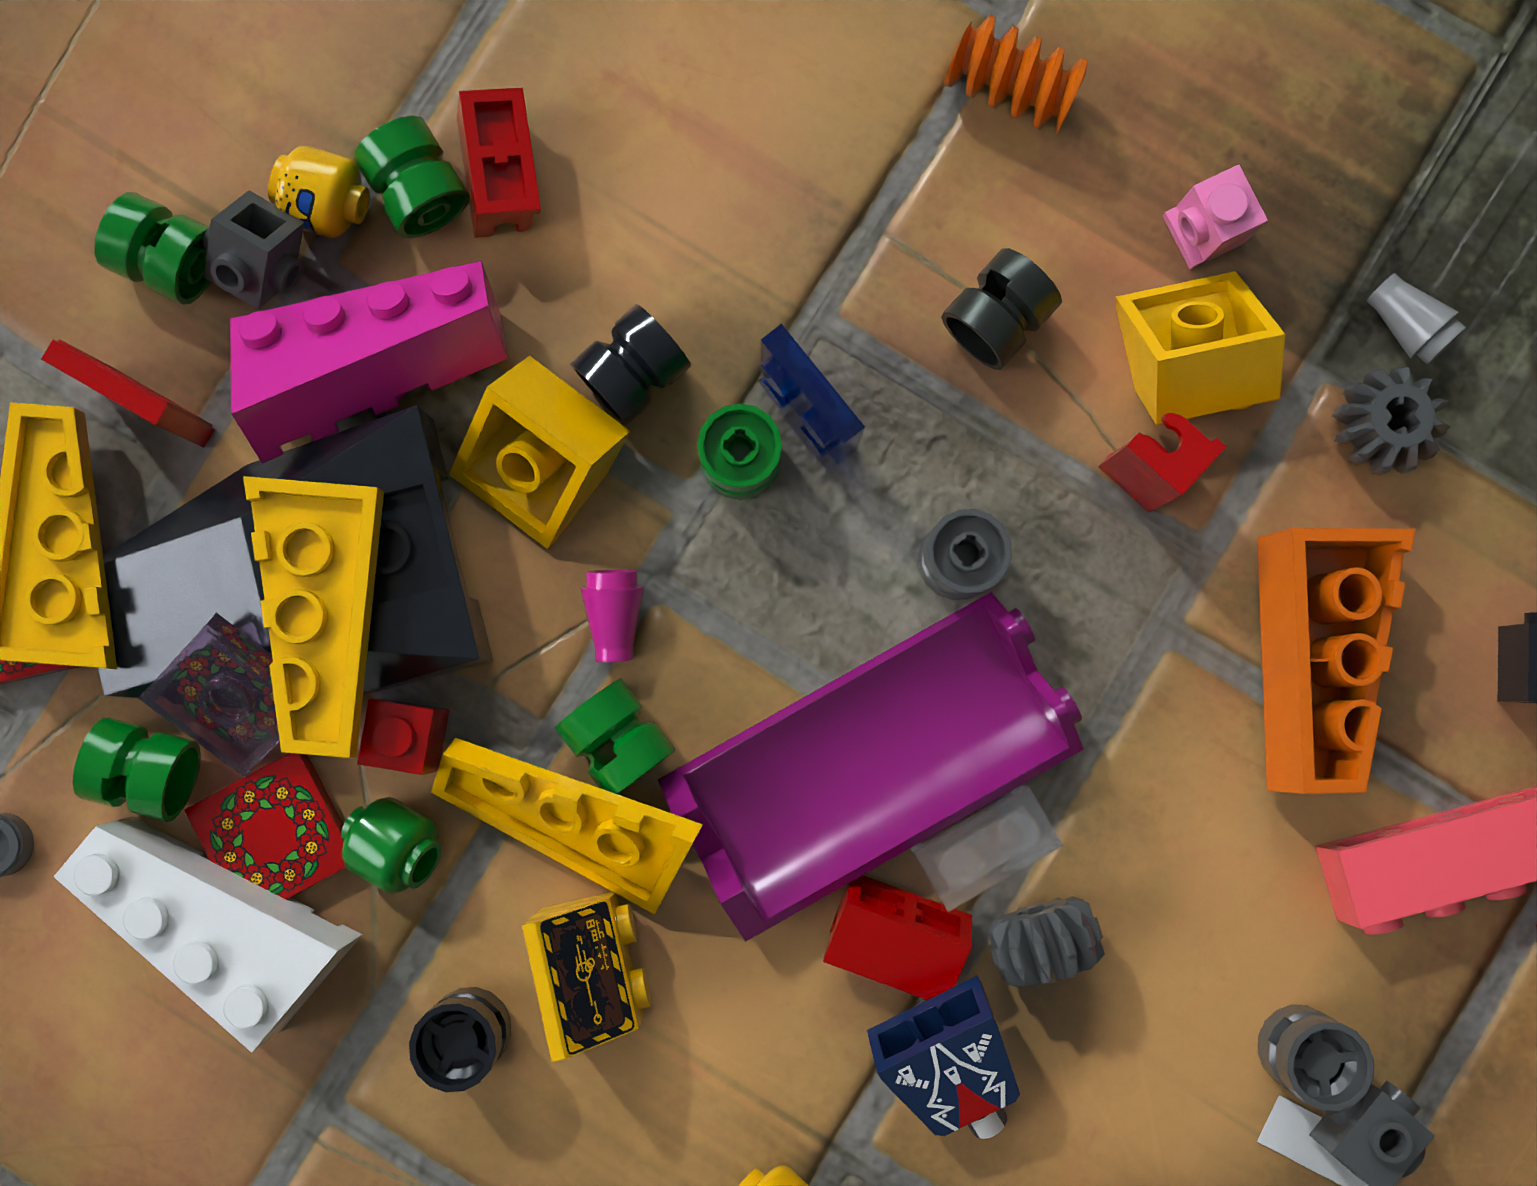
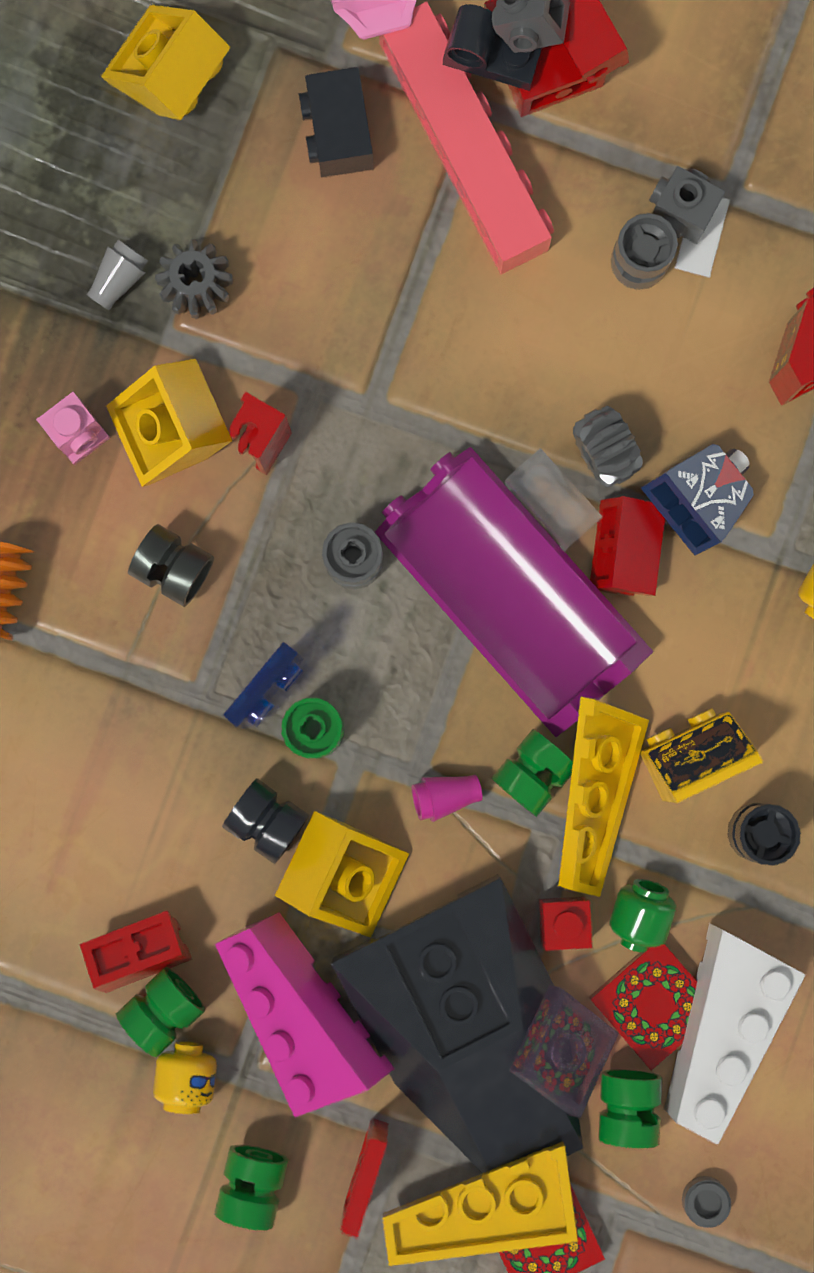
camera: 100 degrees left, 0 degrees up
(253, 250) = (239, 1114): dark grey brick -> none
(318, 592) = (477, 1000): yellow wing -> none
(1324, 651) = (367, 295): orange wedge -> none

